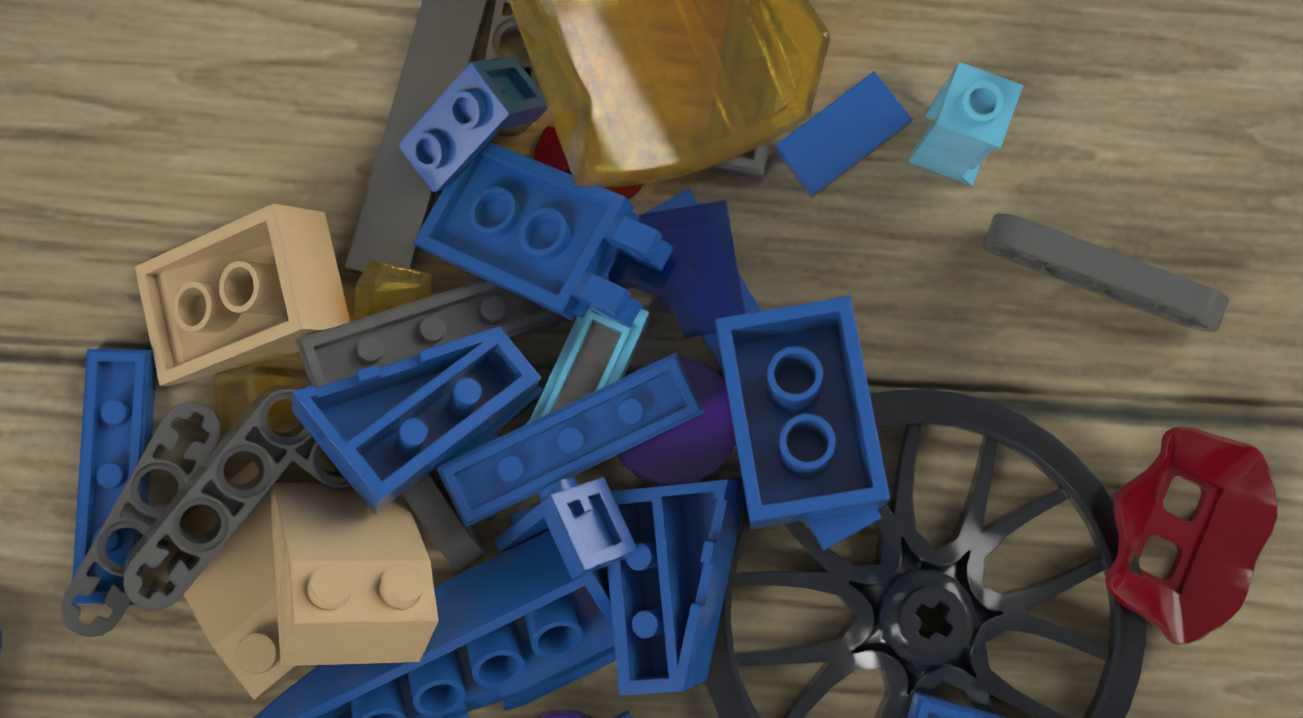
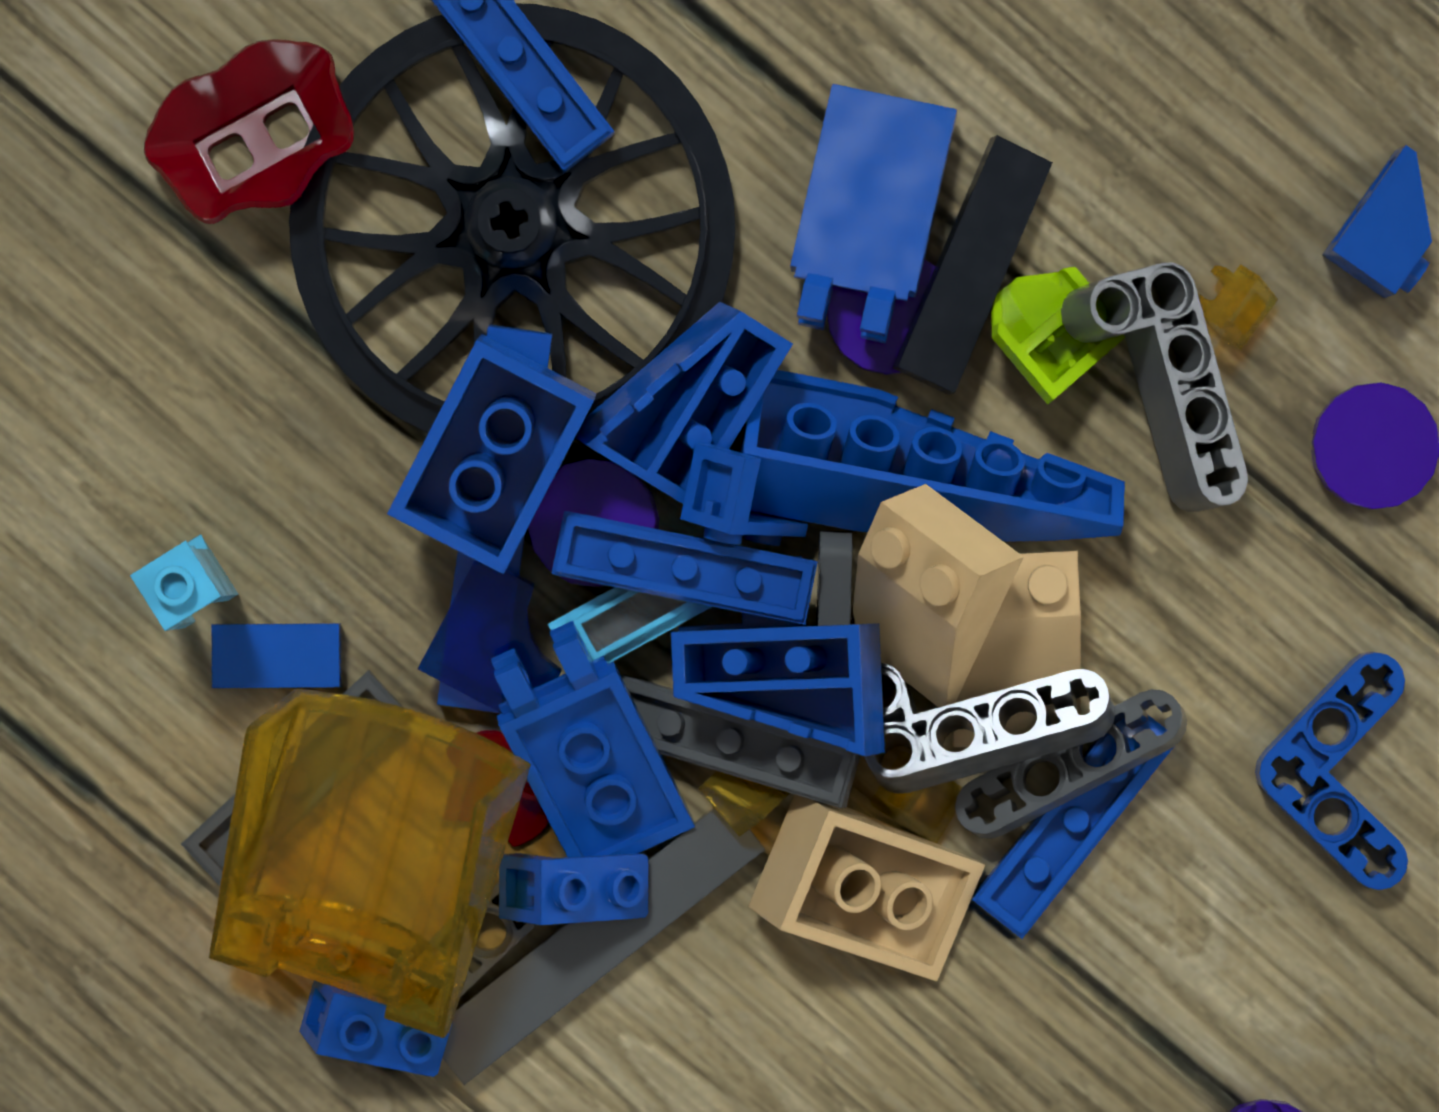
camera: 145 degrees left, 5 degrees up
(1105, 272) = (154, 383): dark grey beam -> none

